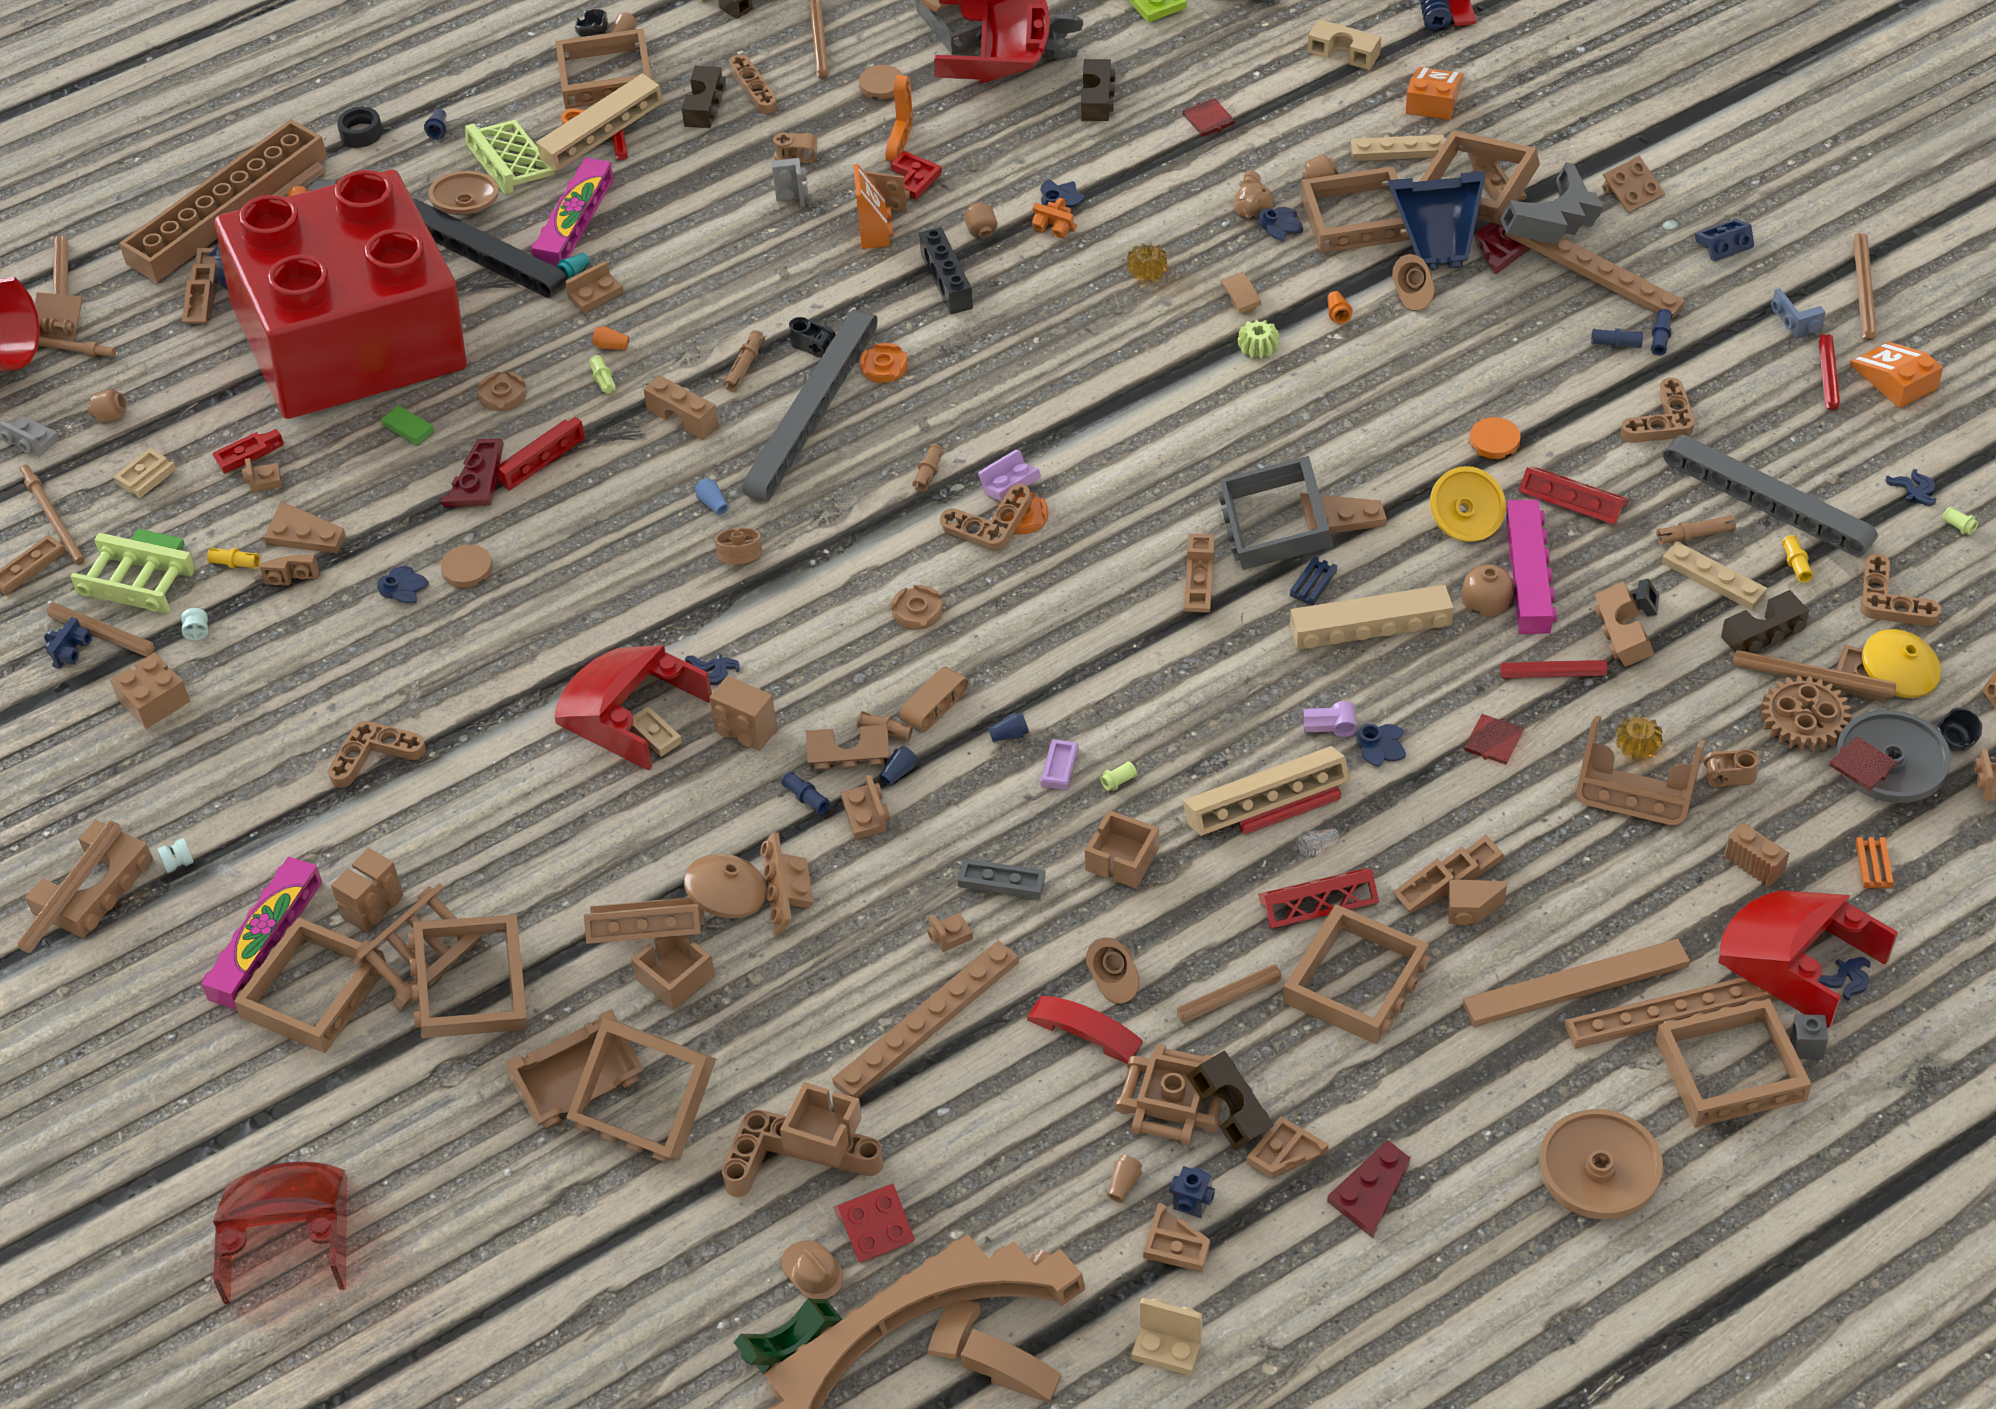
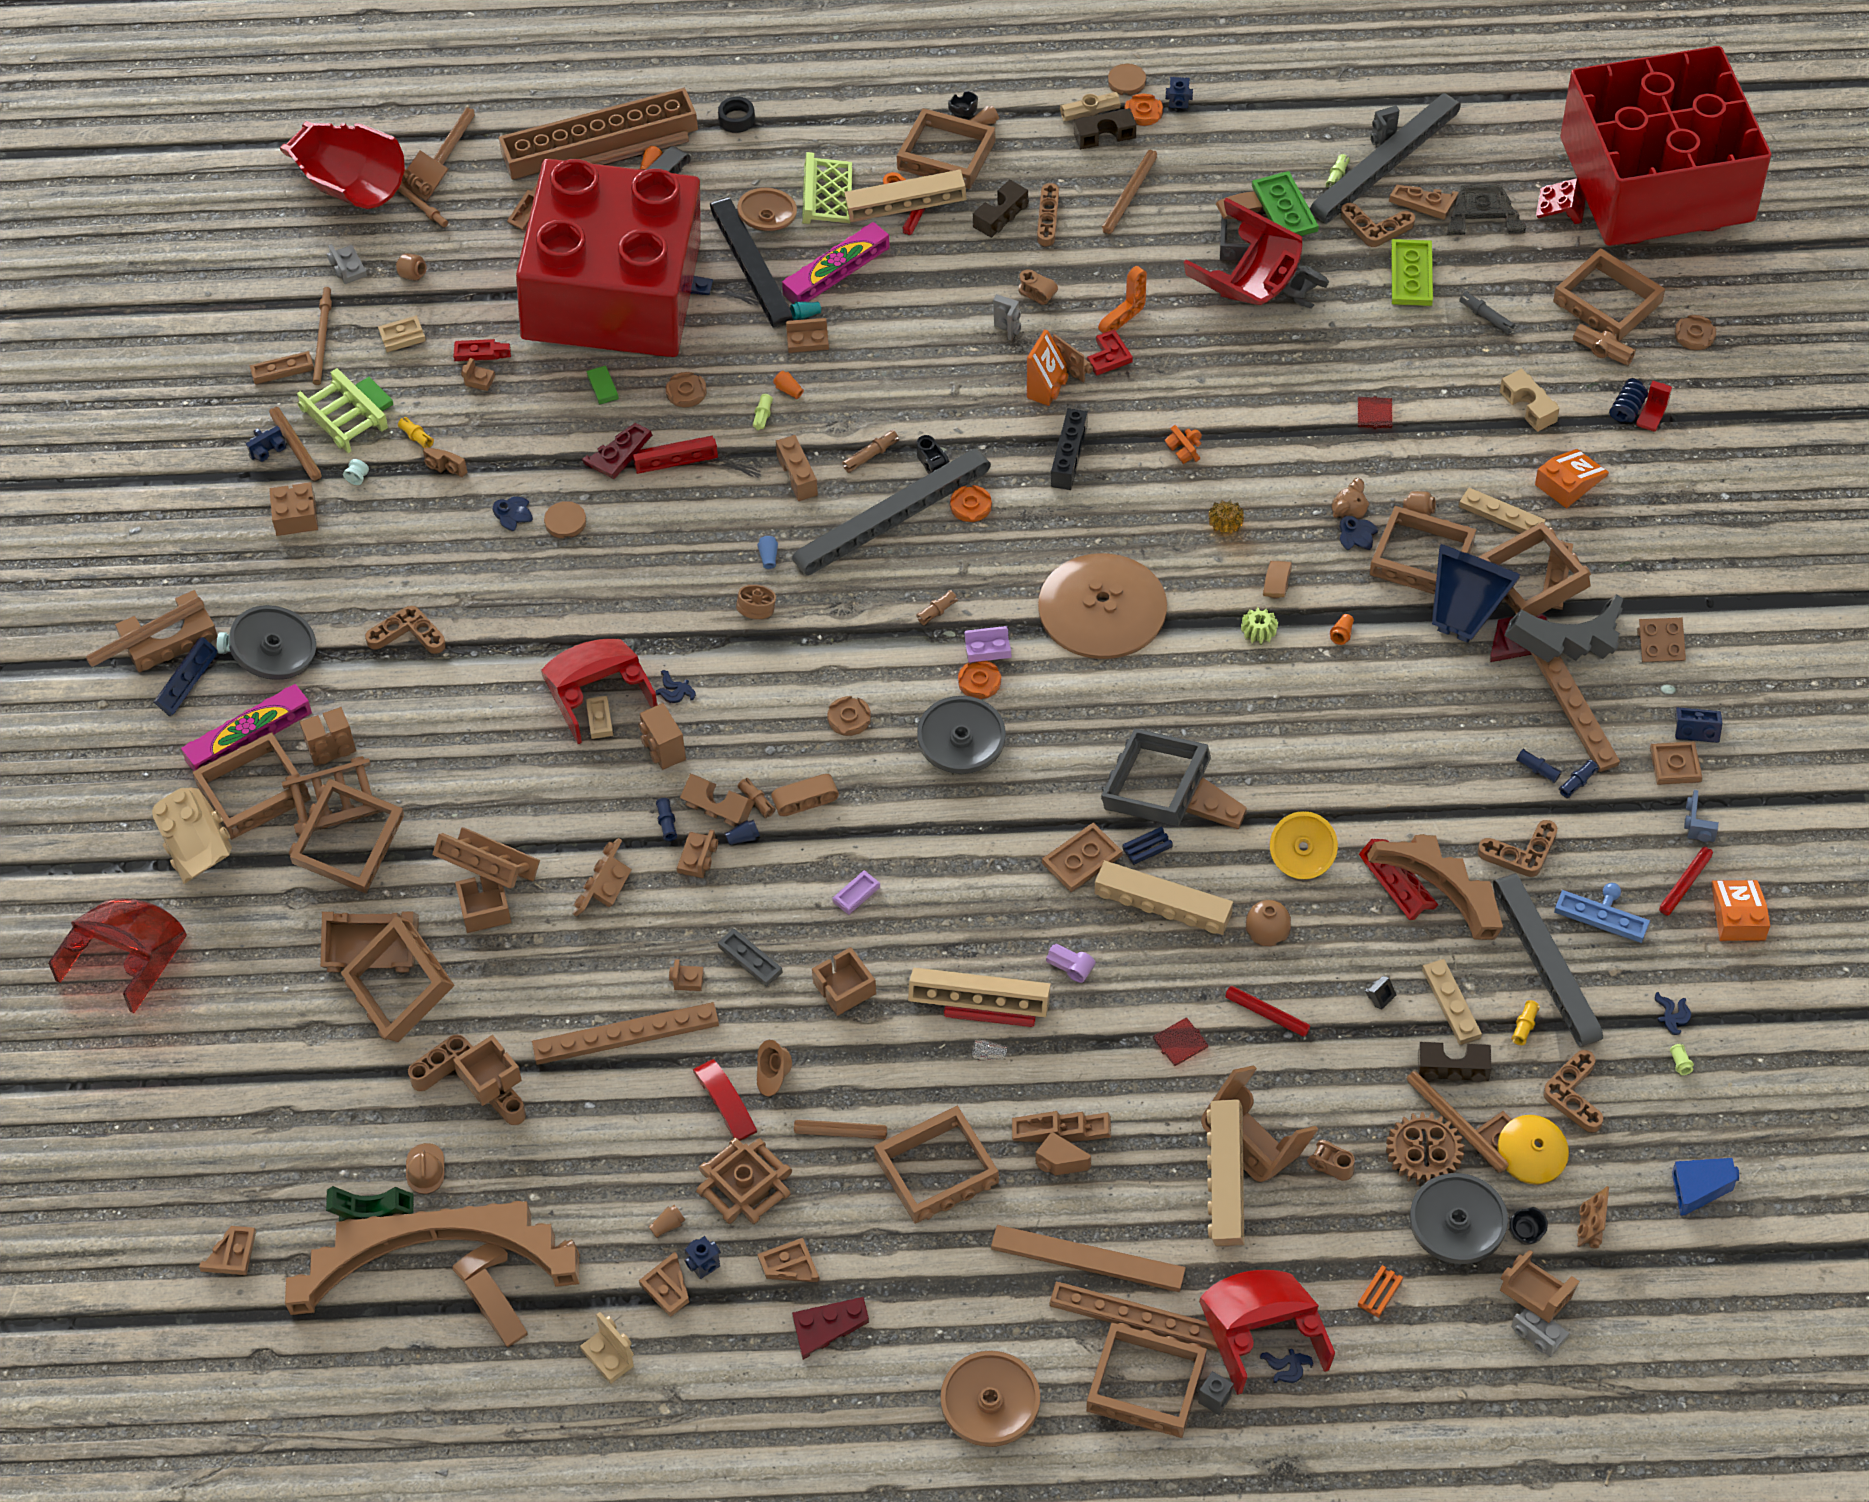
camera: 30 degrees right, 5 degrees up
(148, 913) = (185, 676): none -> dark blue plate
(228, 829) = (272, 642): none -> dark grey dish
(282, 1064) = (191, 832): none -> tan slope
(303, 530) = (476, 434): medium nougat wing -> none
(436, 124) = (792, 138): dark blue cone -> none
(725, 885) = (557, 869): medium nougat dish -> none
(875, 1222) = (484, 1158): red bracket -> none
(878, 81) = (1146, 256): medium nougat tile -> none
(980, 220) = (1127, 418): medium nougat head -> none
(990, 528) = (943, 680): medium nougat beam -> none
(1009, 728) = (843, 845): dark blue cone -> none
(1051, 566) = (961, 734): none -> dark grey dish
(1067, 191) = (1208, 425): dark blue plate -> none
(1069, 413) = (1108, 628): none -> medium nougat dish
(1097, 90) = (1295, 358): dark brown arch -> none
(1111, 779) = (888, 923): yellowish green pin -> none
(1199, 573) = (1066, 798): medium nougat slope -> none
(1222, 1079) = (774, 1187): dark brown arch -> none
(1260, 620) = (1081, 857): none -> medium nougat plate
(1315, 887) = (958, 1084): red fence -> none
(1382, 743) = (1095, 1003): dark blue plate -> none
(1413, 282) = (1415, 637): medium nougat piece -> none
(1495, 437) = (1376, 800): orange tile -> none
(1529, 567) = (1313, 919): dark pink brick -> none
(1616, 608) = (1347, 988): medium nougat arch -> none
(1625, 465) = (1449, 874): none -> medium nougat arch
(1639, 737) = (1283, 1099): clear yellow gear -> none
(1650, 827) = (1226, 1173): none -> tan brick
(1685, 531) = (1466, 957): medium nougat pin -> none
(1732, 280) = (1676, 763): none -> medium nougat tile
(1756, 854) = (1293, 1236): medium nougat brick -> none
(1782, 434) = (1603, 915): none -> medium blue plate
(1863, 763) = (1426, 1211): clear red piece -> none
(1865, 288) = (1778, 822): medium nougat axle -> none

